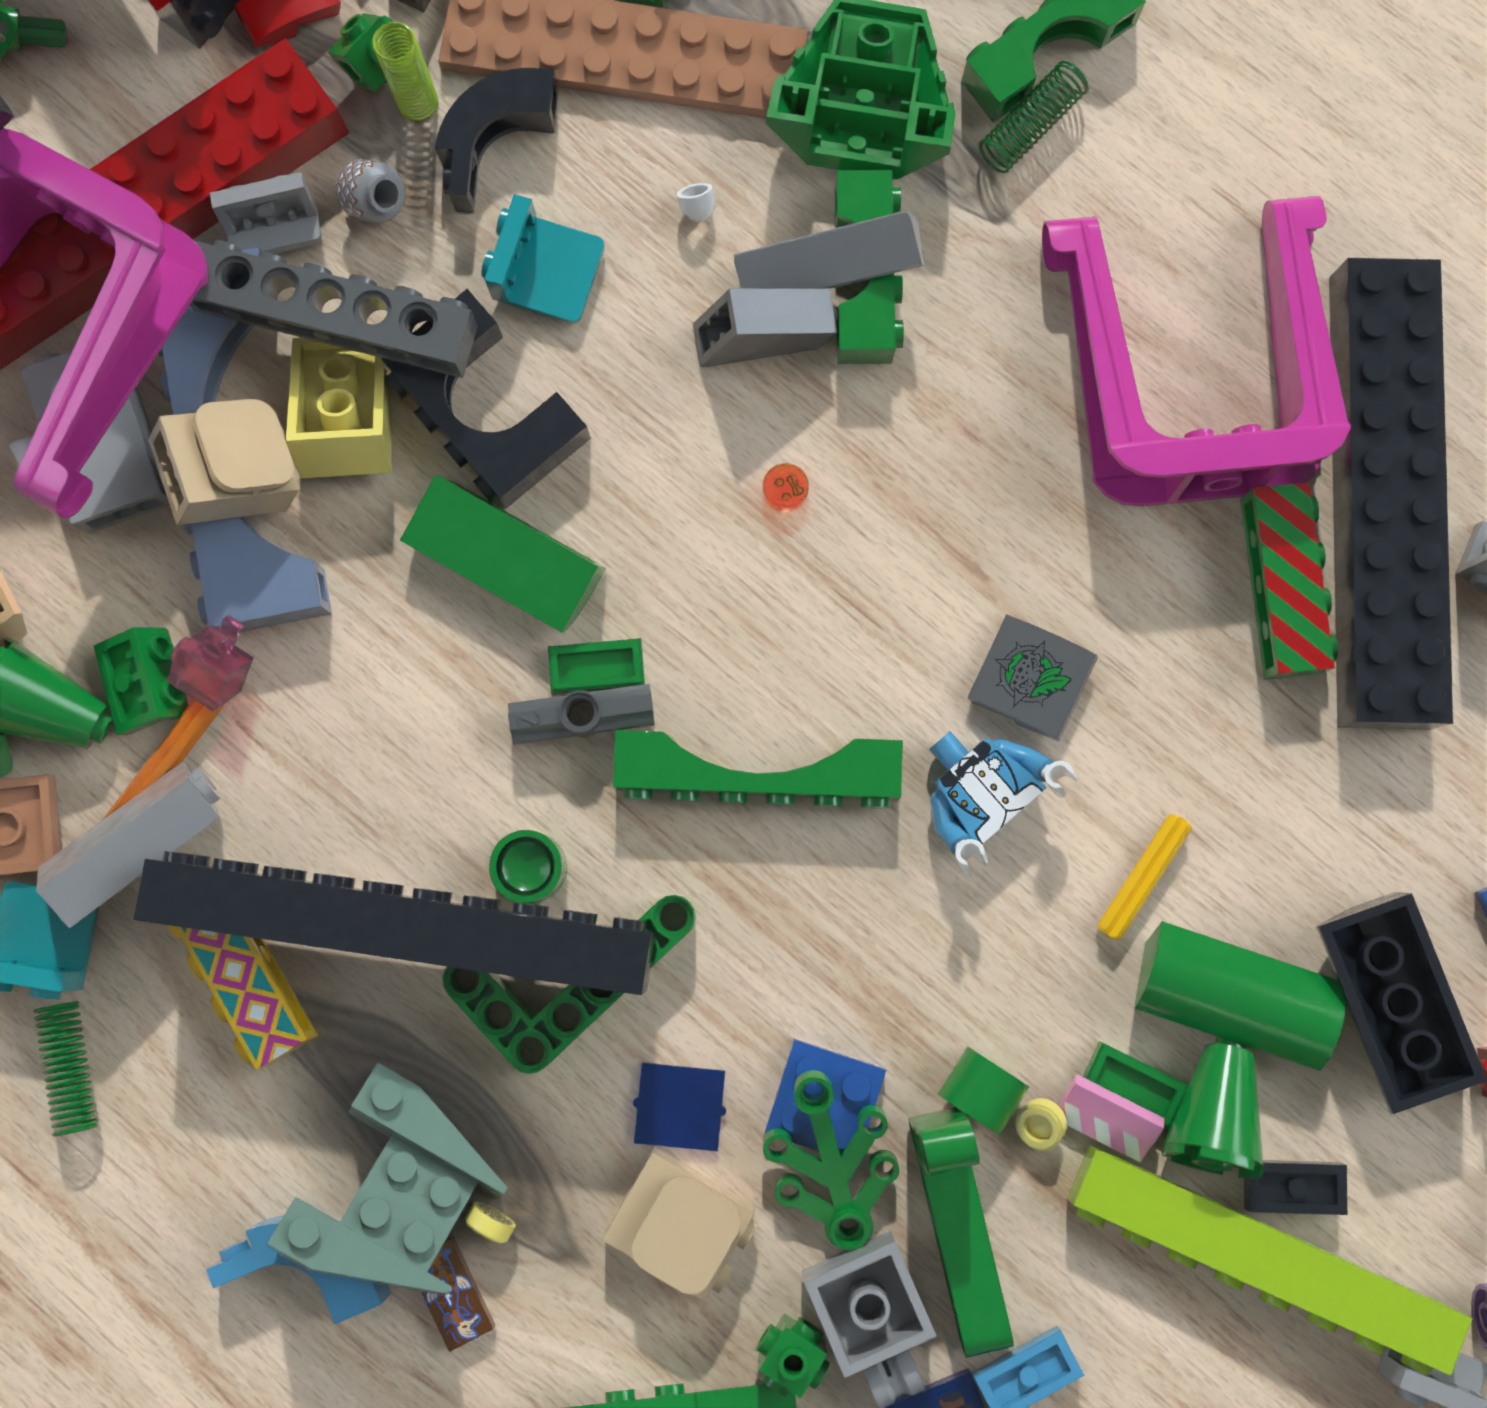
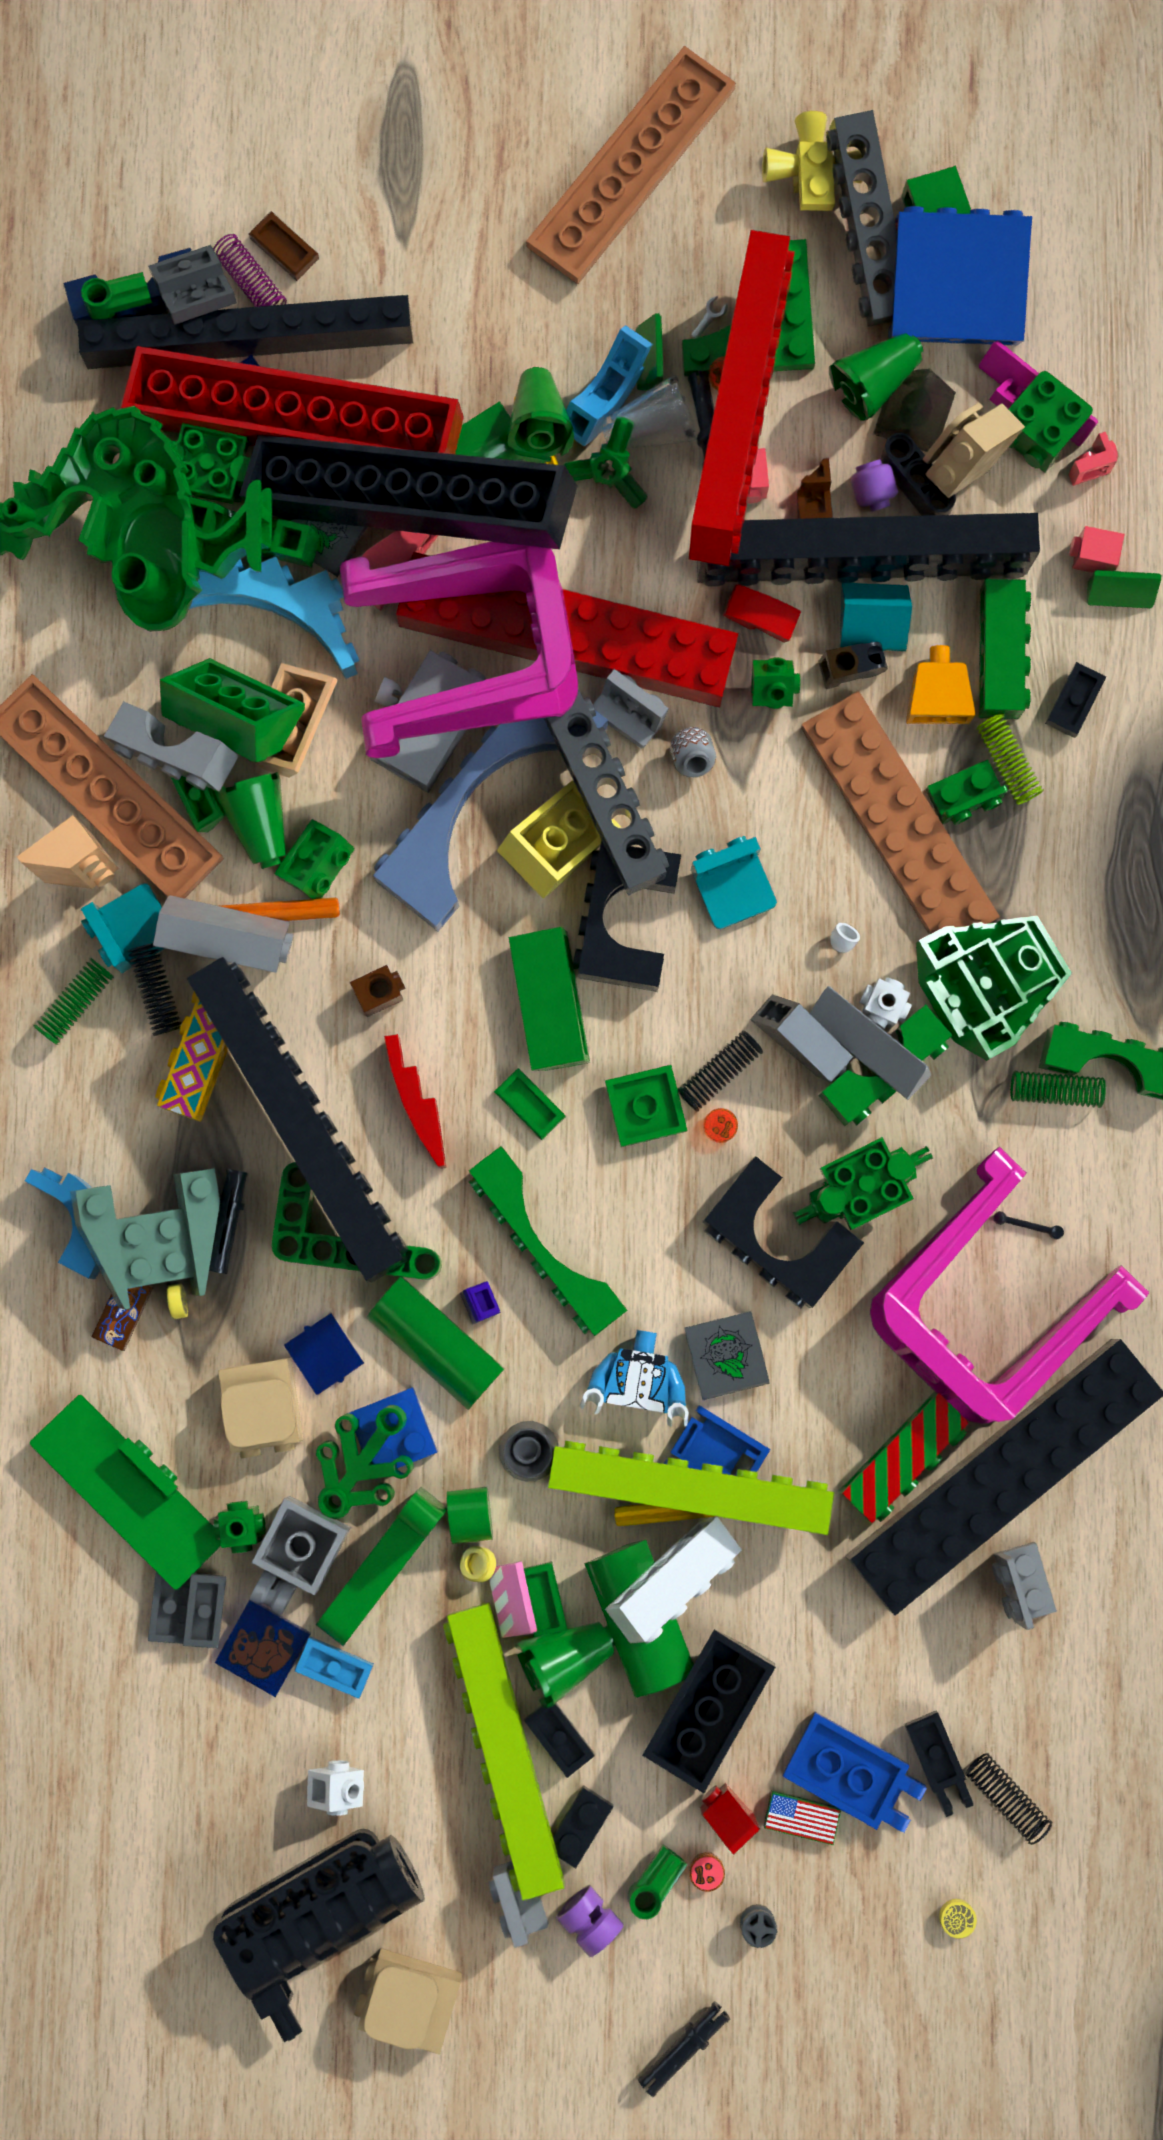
camera: 50 degrees right, 0 degrees up
(180, 997) = (152, 994): none -> black piece
(211, 664) = (354, 893): clear pink brick -> none
(224, 461) = (470, 808): tan brick -> none
(350, 743) = (363, 985): none -> reddish brown brick
(412, 1049) = (236, 1180): none -> black pin
(418, 66) = (775, 717): lime piece -> none
(486, 111) = (792, 776): black arch -> none
(506, 787) = (421, 1111): none -> red slope
(527, 866) = (386, 1160): green piece -> none
(550, 716) = (479, 1103): dark grey piece -> none
(700, 546) = (646, 1106): none -> green plate
(722, 491) = (682, 1091): none -> black piece
(763, 892) = (480, 1302): none -> dark purple slope
(767, 976) = (435, 1342): none -> green brick
(800, 208) = (877, 1011): none -> white brick
(900, 554) = (803, 1278): none -> black arch
(963, 969) = (528, 1451): none -> flat silver hat
(972, 389) = (863, 1184): none -> green piece
(1121, 778) = (717, 1444): none -> blue container
(1151, 827) = (692, 1490): none -> lime brick
(1175, 243) = (1055, 1232): none -> black hinge
(1233, 927) = (674, 1580): none -> white brick
(1406, 1240) = (581, 1826): none -> black plate

